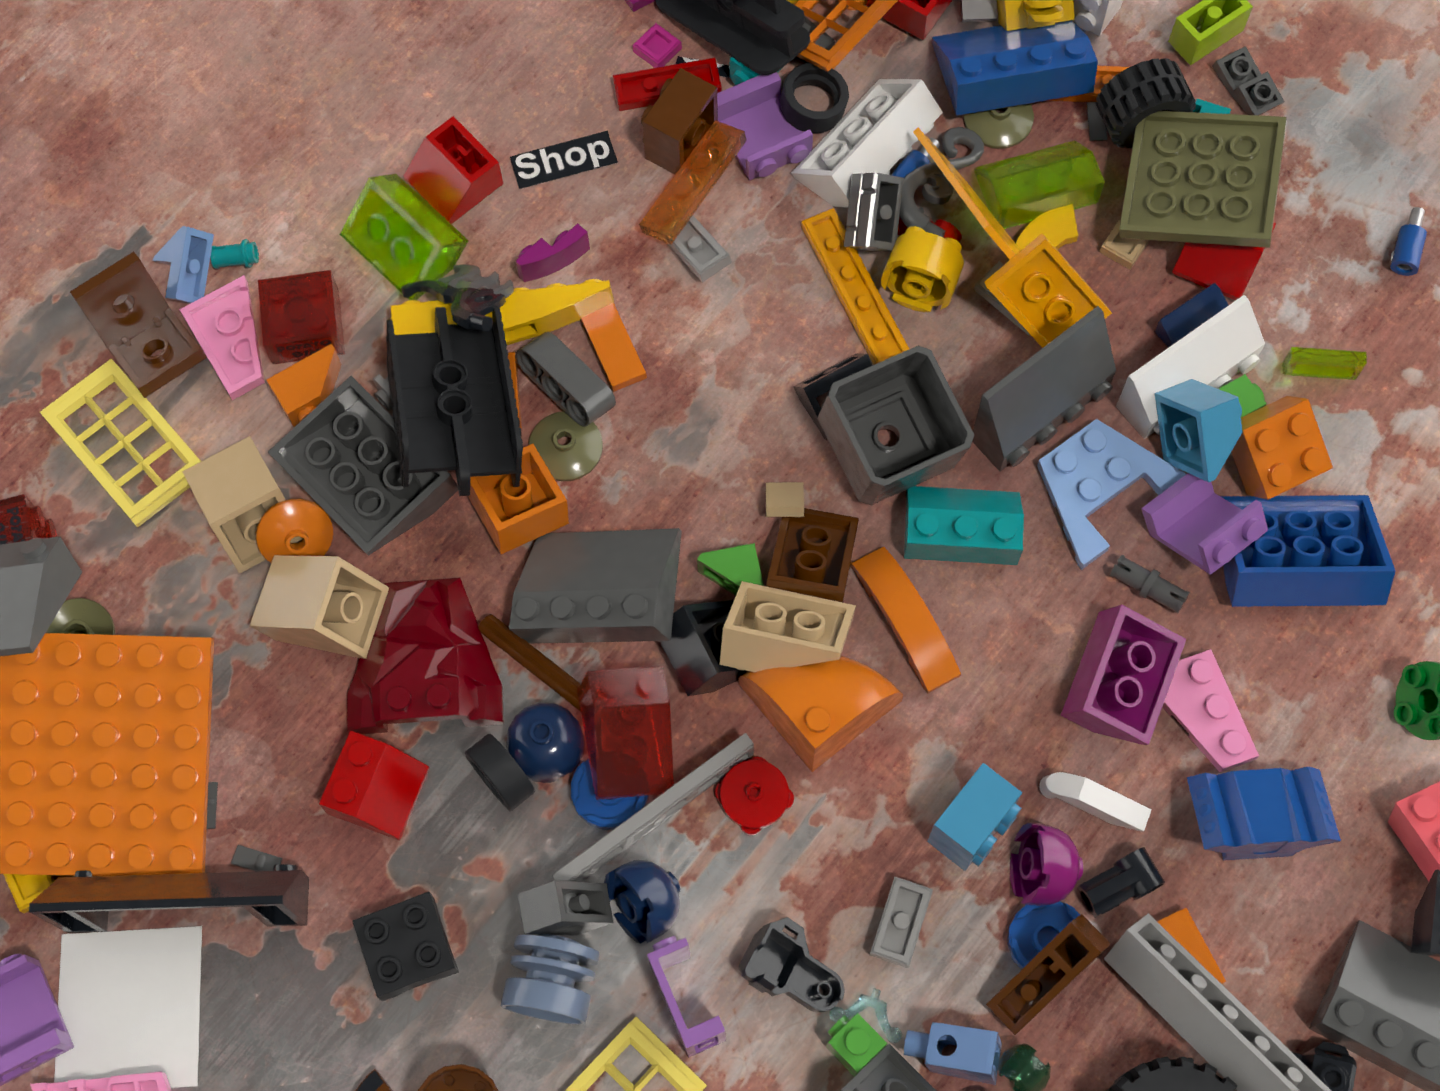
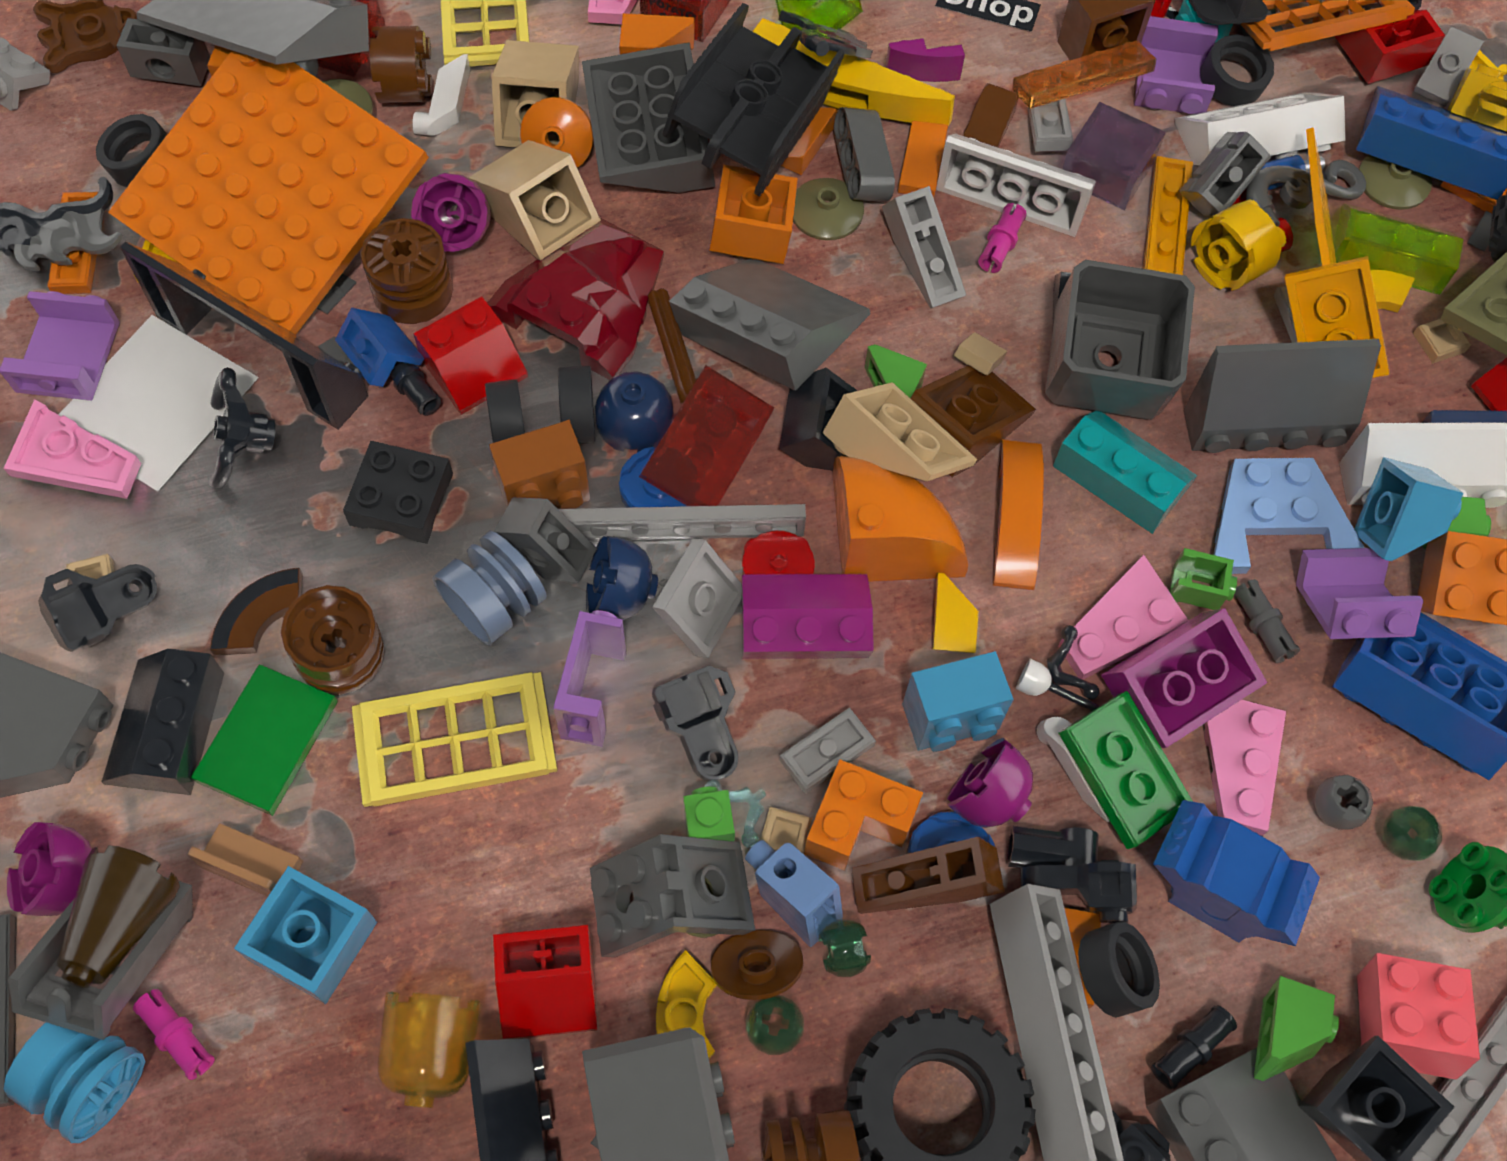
camera: 30 degrees right, 5 degrees down
(106, 558) = (400, 64): none -> reddish brown brick
(165, 559) = (446, 99): none -> white piece
(229, 988) = (237, 428): none -> black piece
(266, 684) = (435, 207): none -> magenta cylinder
(278, 763) = (407, 270): none -> reddish brown wheel
(287, 831) = (375, 345): none -> blue panel
(337, 842) = (410, 382): none -> black pin
(452, 824) = (504, 409): none -> black tyre
(517, 852) = (542, 466): none -> dark orange brick
(645, 279) = (992, 115): none -> reddish brown slope
(674, 432) = (924, 246): none -> light grey slope
(709, 324) = (1002, 177): none -> white slope
(718, 870) = (699, 598): none -> light grey tile
(730, 381) = (1002, 238): none -> dark pink pin
(768, 247) = (1115, 153): none -> clear purple brick
(810, 824) = (806, 616): none -> magenta slope
(915, 1010) = (786, 827): none -> tan tile
(920, 744) = (954, 618): none -> yellow slope
(952, 952) = (857, 803): none -> orange brick
(1015, 752) = (1037, 679): none -> white hinge
(1016, 699) = (1069, 634): none -> black piece
(1046, 656) = (1124, 621): none -> bright pink wing
(1099, 577) = (1207, 569): none -> bright green window
(1131, 781) = (1126, 769): none -> green tile
(1179, 890) = (1103, 886): none -> black piece
(1232, 963) = (1119, 969): none -> black tyre
(1306, 686) = (1358, 805): none -> dark grey piece
(1314, 961) = (1194, 1047): none -> black pin
(1370, 679) = (1423, 822): none -> clear green piece
(1372, 897) = (1293, 1026): none -> bright green slope

